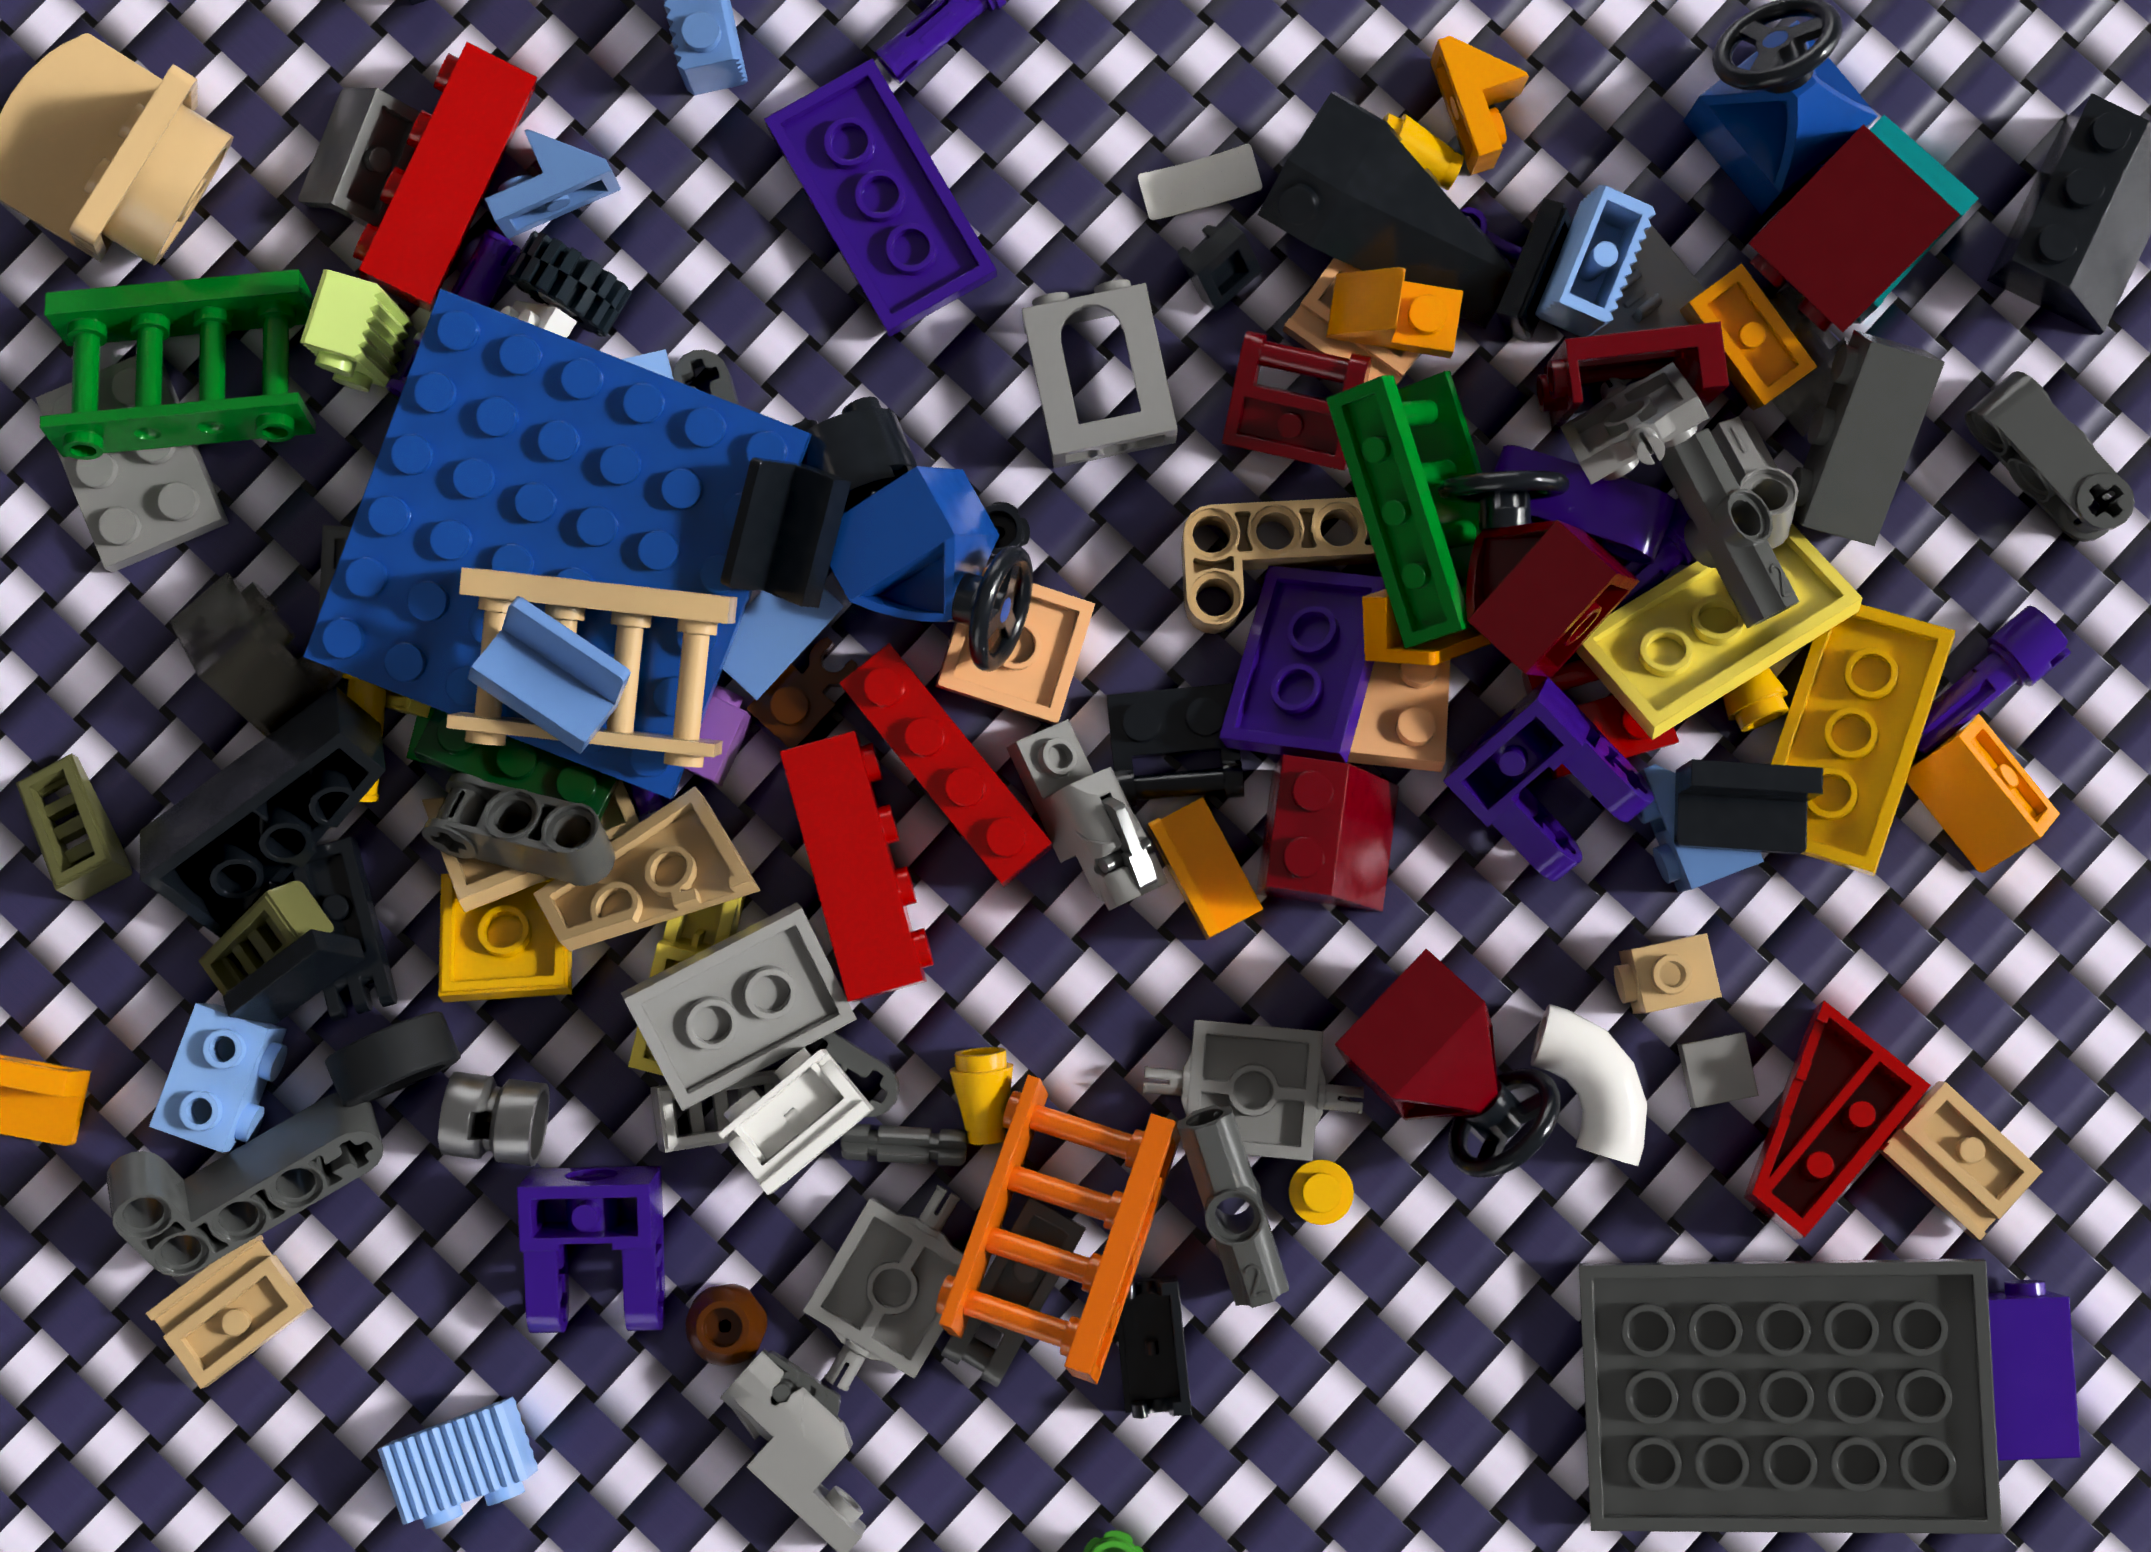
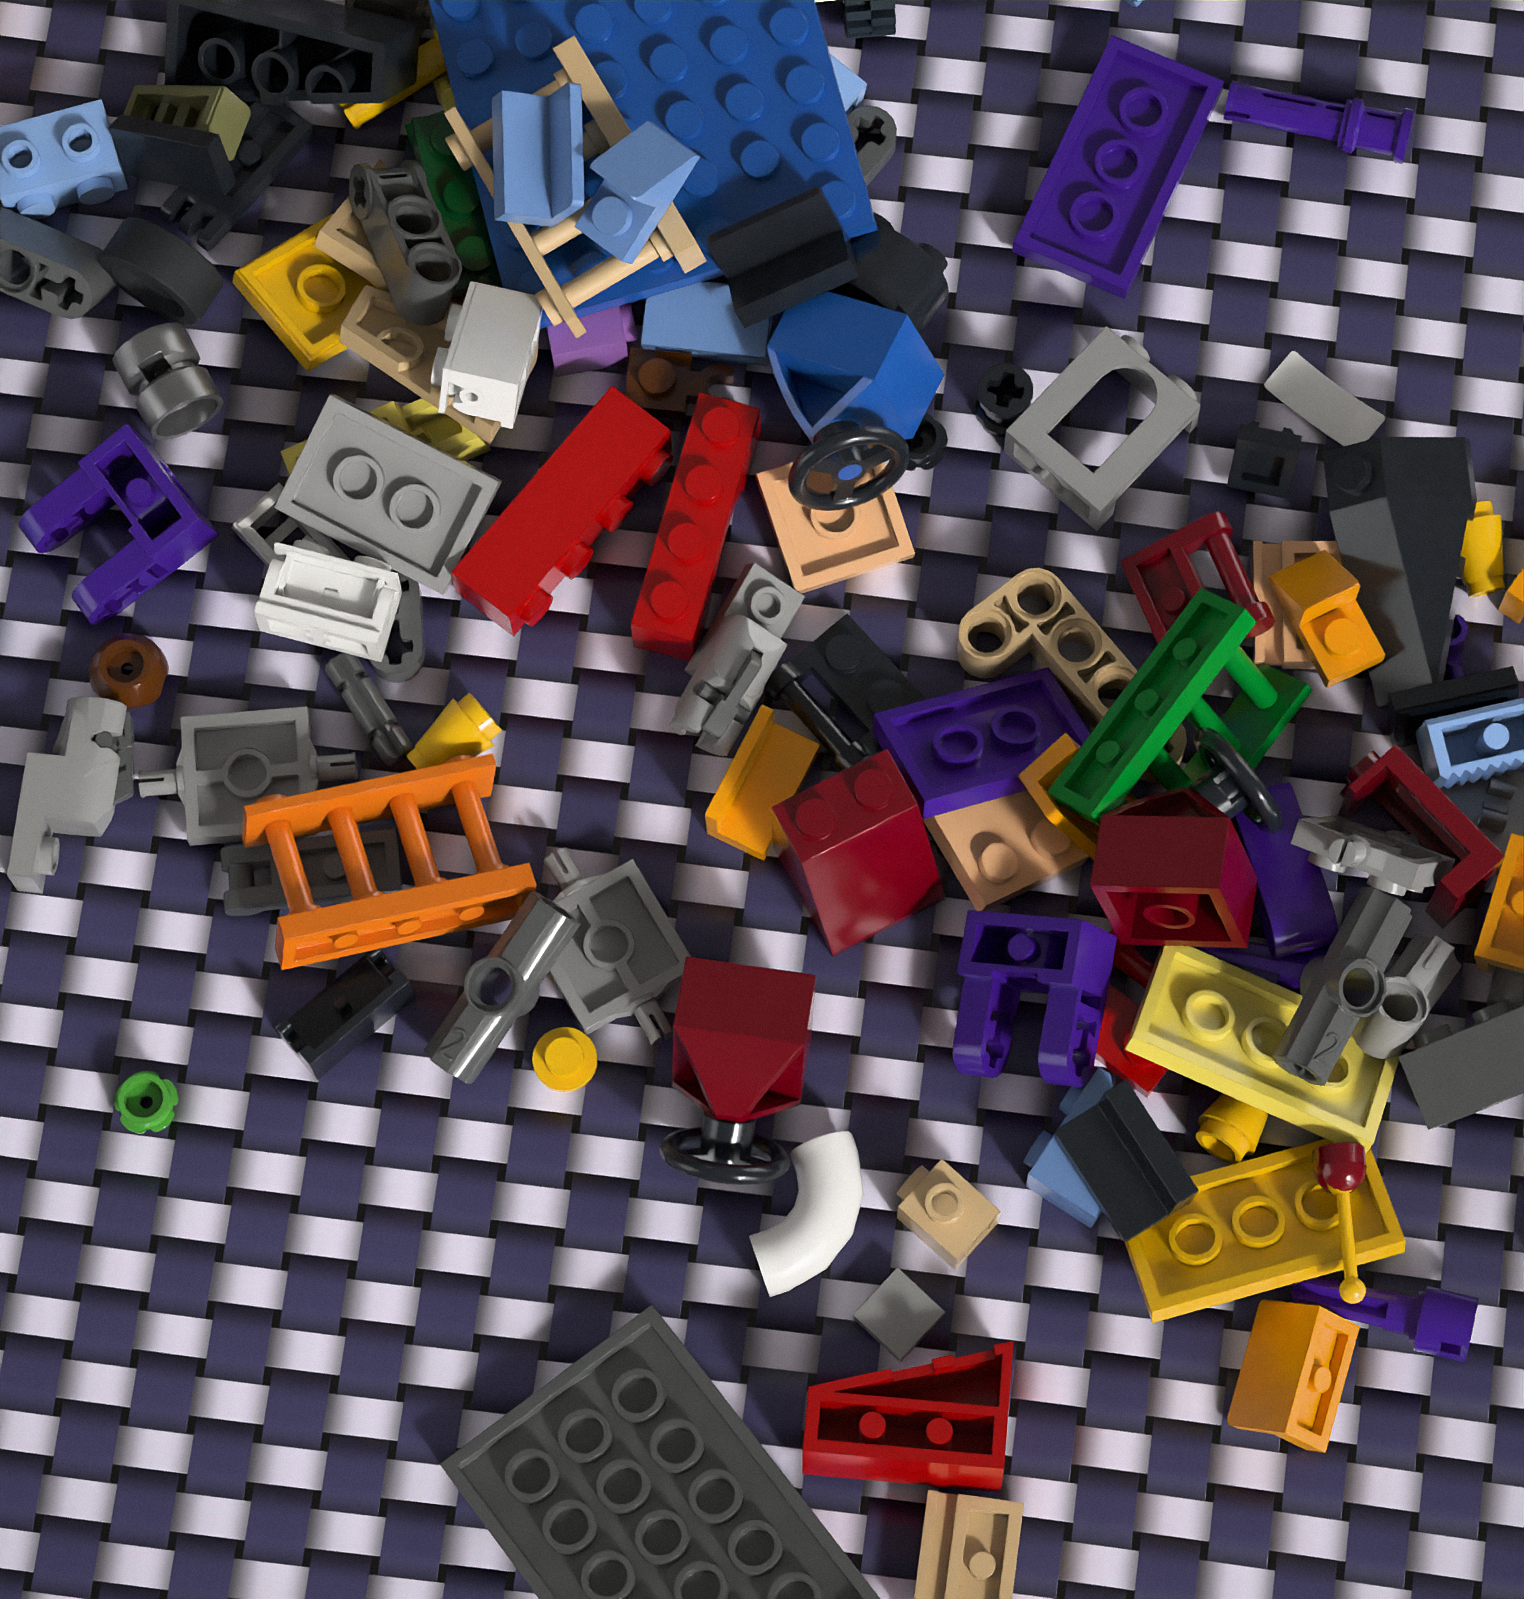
camera: 55 degrees right, 10 degrees down
(645, 615) = (638, 187): none -> medium blue slope
(685, 837) = (488, 353): none -> white hinge
(1020, 417) = (999, 380): none -> black bush
(1868, 640) = (1339, 1172): none -> hinge

